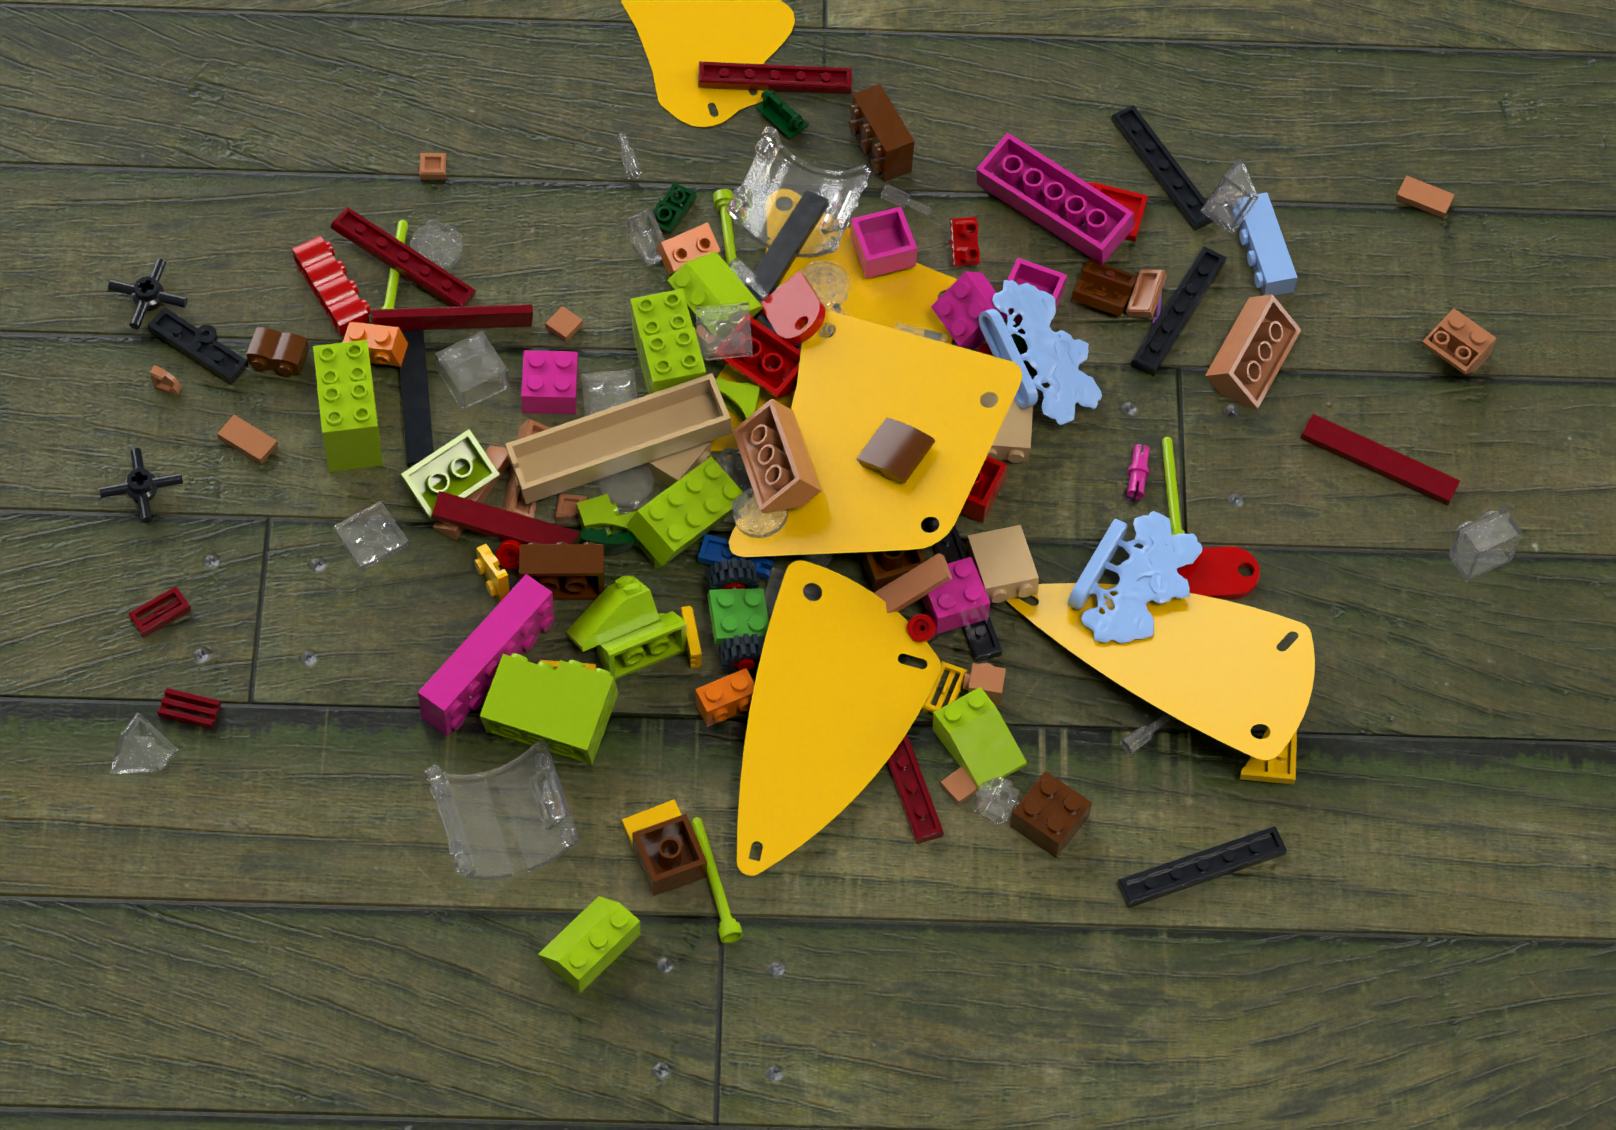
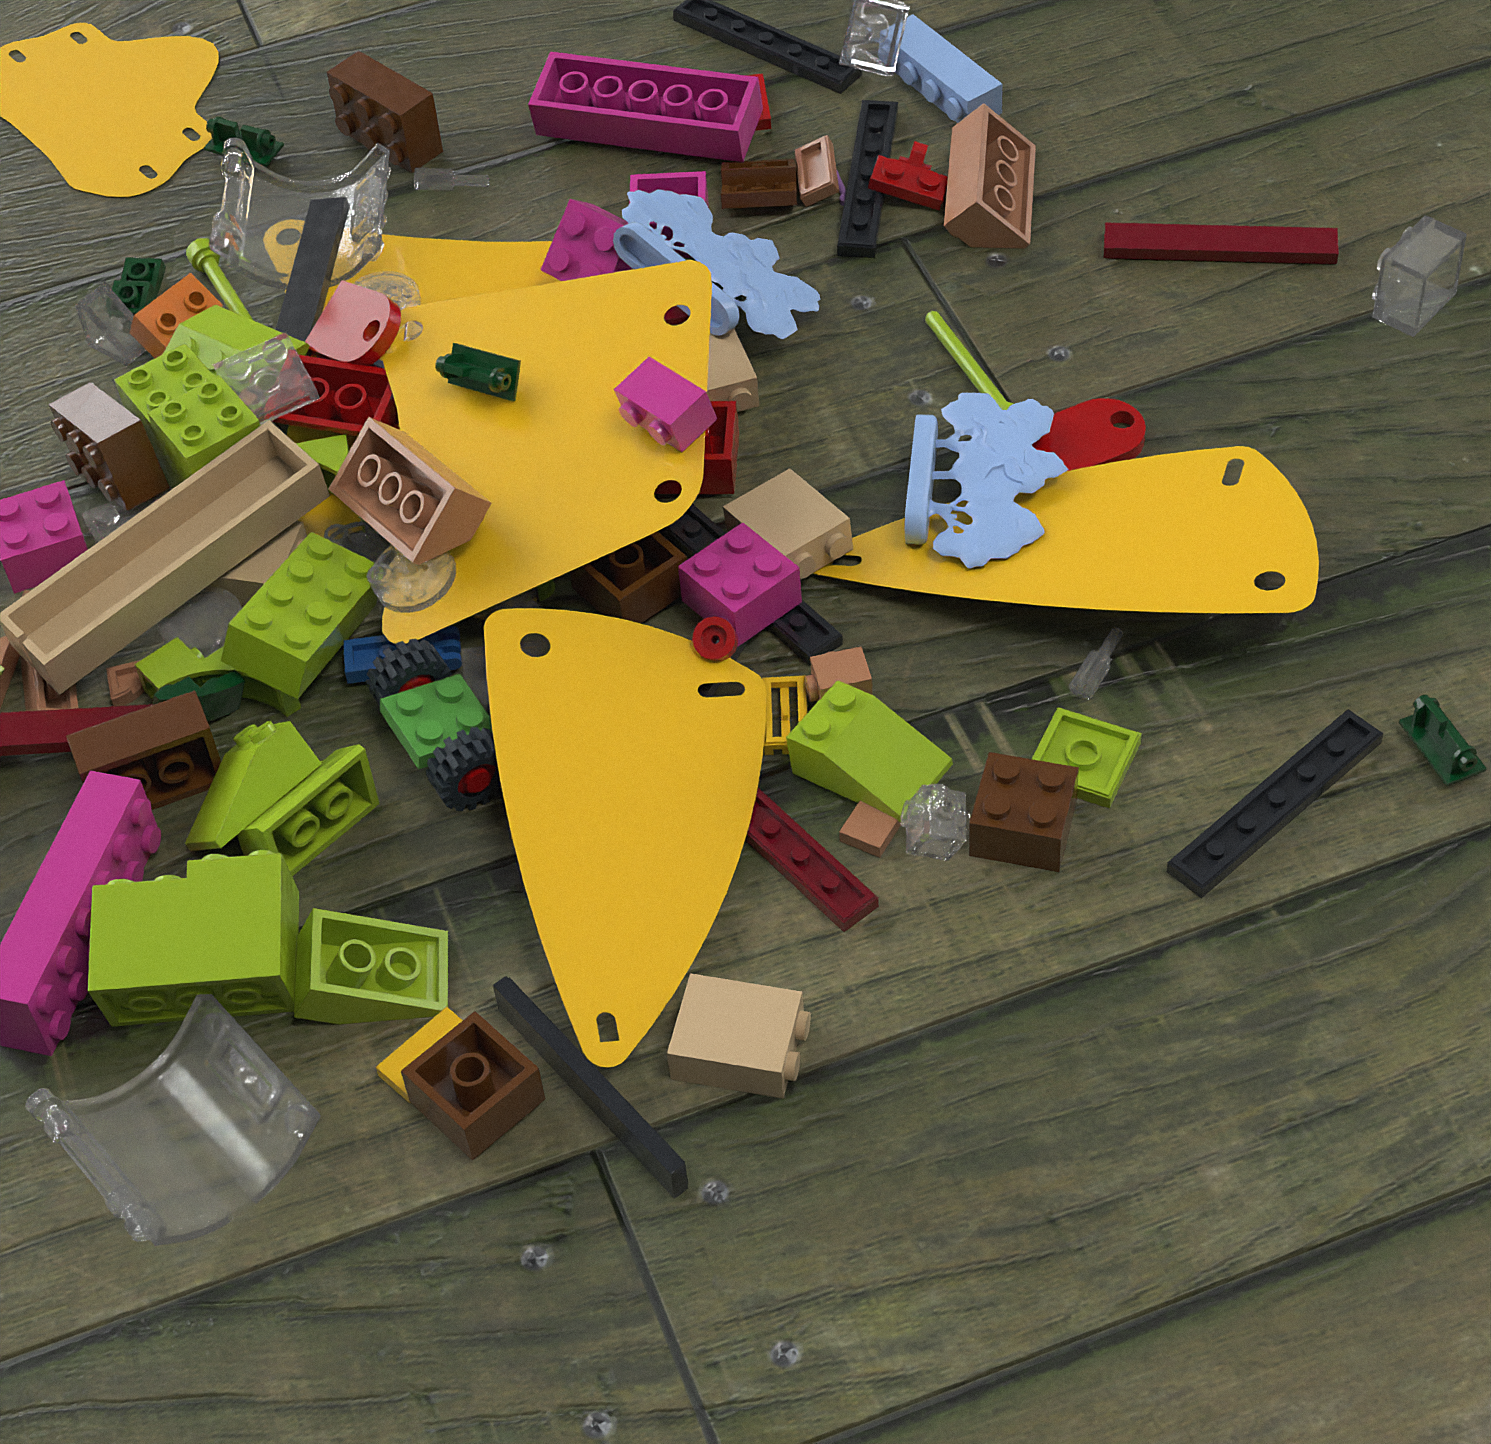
camera: 15 degrees left, 10 degrees down
(488, 565) = (46, 803): yellow wing -> none
(509, 554) = (58, 778): red tile -> none
(564, 324) = (34, 466): nougat tile -> none
(591, 942) = (401, 1268): lime slope -> none
(611, 338) = (108, 446): none -> reddish brown brick
(629, 158) = (54, 255): clear axle -> none
(640, 759) = (368, 969): none -> lime slope
(693, 644) = (388, 789): yellow tile -> none
(725, 697) = (465, 837): orange brick -> none
(729, 929) = (614, 1159): lime piece -> none
(733, 880) = (592, 1087): none -> black tile
(747, 277) = (274, 320): clear axle -> none
(775, 77) = (233, 105): dark red tile -> none
(827, 884) = (738, 1036): none -> tan brick
(854, 387) = (480, 371): none -> dark green hinge
(883, 242) = (442, 223): dark pink piece -> none
(896, 450) = (574, 419): reddish brown slope -> none
(915, 583) = (680, 580): nougat tile -> none
(951, 467) = (664, 404): none -> dark pink brick
(964, 241) = (548, 186): red hips -> none
(1108, 789) = (1095, 747): none -> lime tile
(1138, 471) = (914, 362): dark pink pin -> none
(1203, 326) = (909, 178): none -> red hinge
(1278, 770) = (1297, 635): yellow wing -> none
(1318, 870) = (1441, 742): none -> dark green hinge
(1460, 342) = (1246, 82): nougat slope -> none

